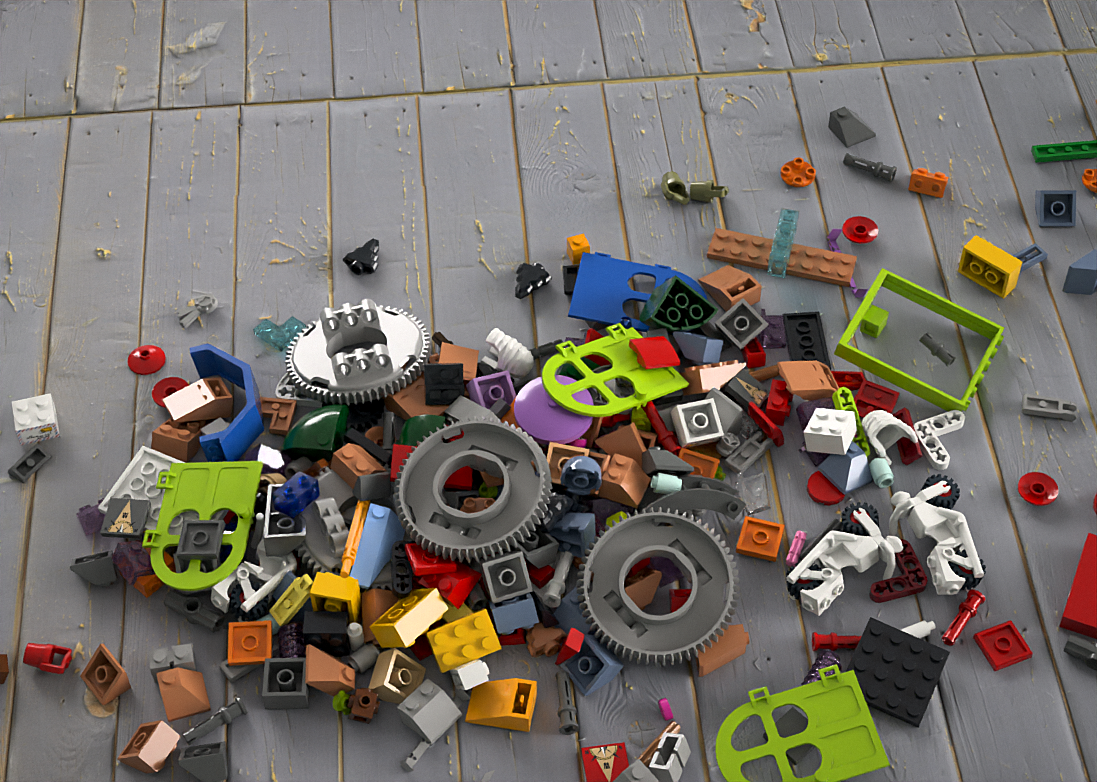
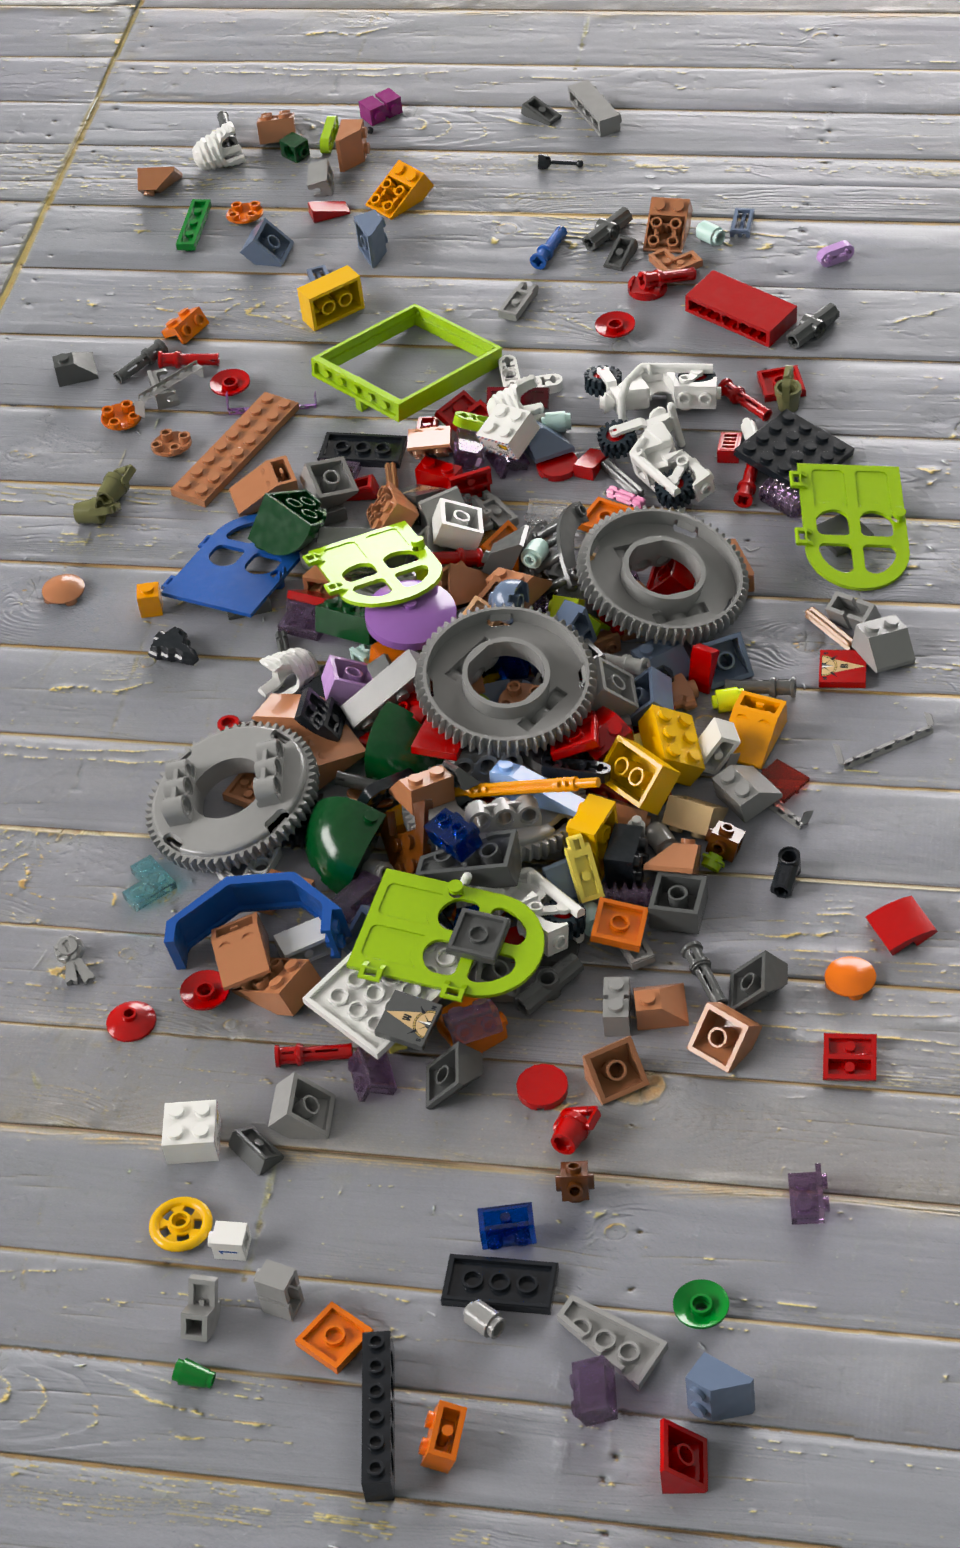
camera: 70 degrees left, 5 degrees down
(60, 480) = (301, 1109): none -> light grey slope
(93, 629) = (542, 1087): none -> red tile
(114, 464) = (300, 1054): none -> red pin
(335, 761) = (786, 872): none -> black piece
(363, 258) = (67, 791): black rock -> none
(455, 336) = (228, 720): none -> red tile
(456, 742) = (785, 779): none -> clear red piece
(545, 682) = (725, 699): none -> neon yellow brick
(569, 277) = (189, 615): black tile -> none
(584, 196) = (63, 589): none -> nougat dish
(654, 352) = (363, 530): red slope -> none
(665, 709) = (791, 613): dark pink tile -> none
(699, 347) = (350, 513): sand blue slope -> none
(769, 212) = (171, 443): none -> nougat dish
(783, 243) = (230, 431): clear light blue brick -> none
(830, 509) = (589, 464): none -> red slope
(839, 189) = (166, 398): none -> light grey hinge
(867, 201) = (140, 404): none -> light grey piece
(880, 189) = (178, 359): none -> red pin
(886, 611) = (726, 446): none -> red slope
(906, 579) = (692, 426): dark red beam -> none
(937, 349) = (431, 343): dark grey pin -> none
(977, 648) = (788, 391): none -> olive piece

